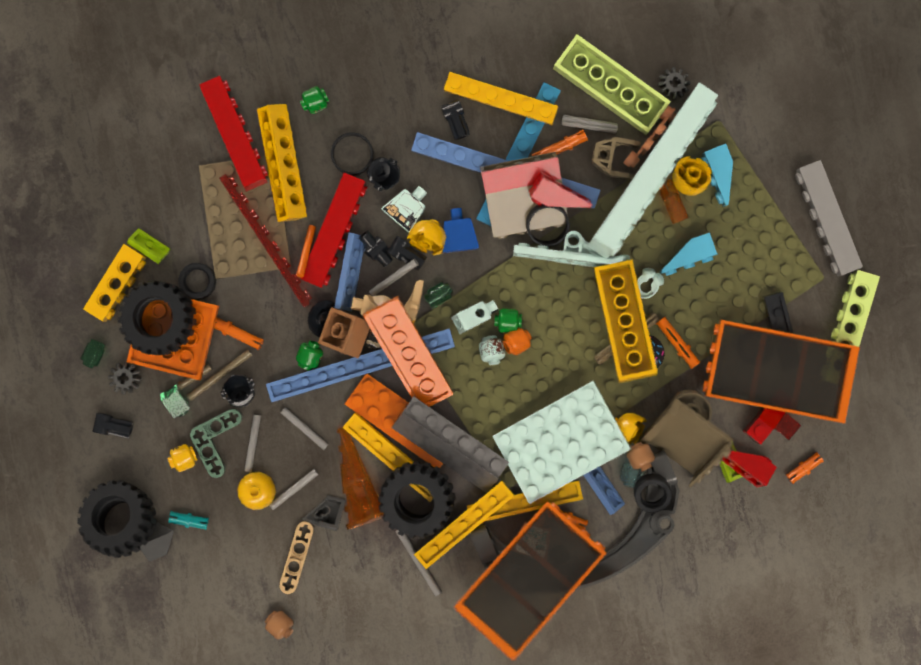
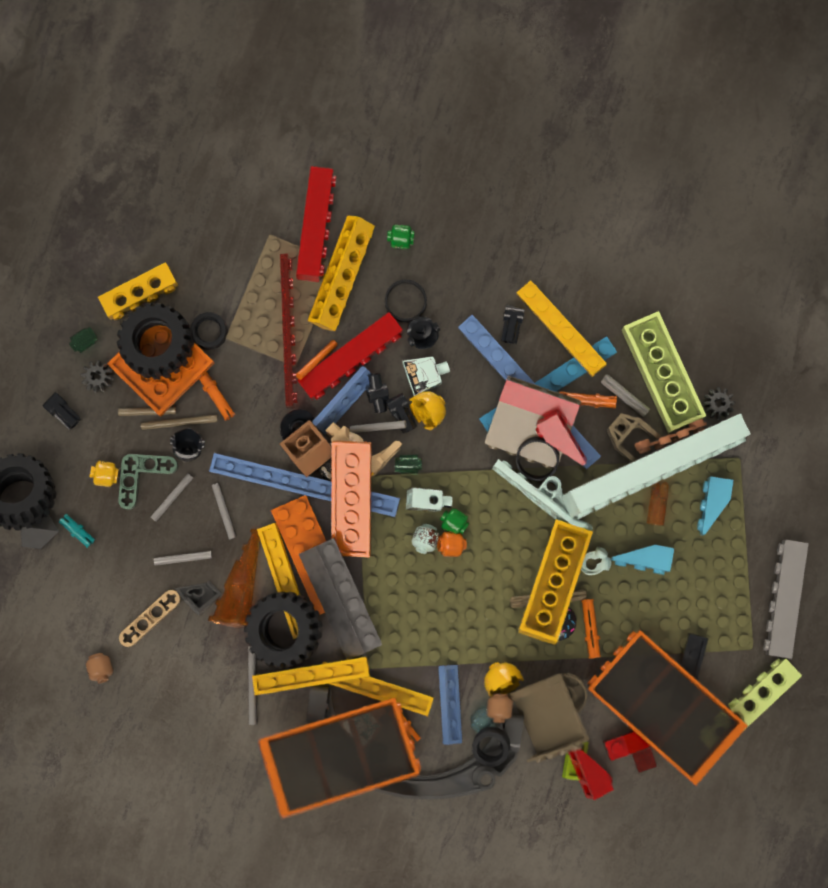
camera: 35 degrees right, 5 degrees down
(148, 246) = (185, 277): lime plate -> none
(175, 401) = (127, 422): clear green brick -> none
(256, 490) = (150, 540): yellow cylinder -> none
(309, 355) = (266, 450): green head -> none
(459, 233) = (456, 422): blue torso -> none
(561, 442) = (438, 654): light aqua plate -> none
(691, 176) = (686, 490): yellow cylinder -> none
(804, 468) = (638, 806): orange pin -> none

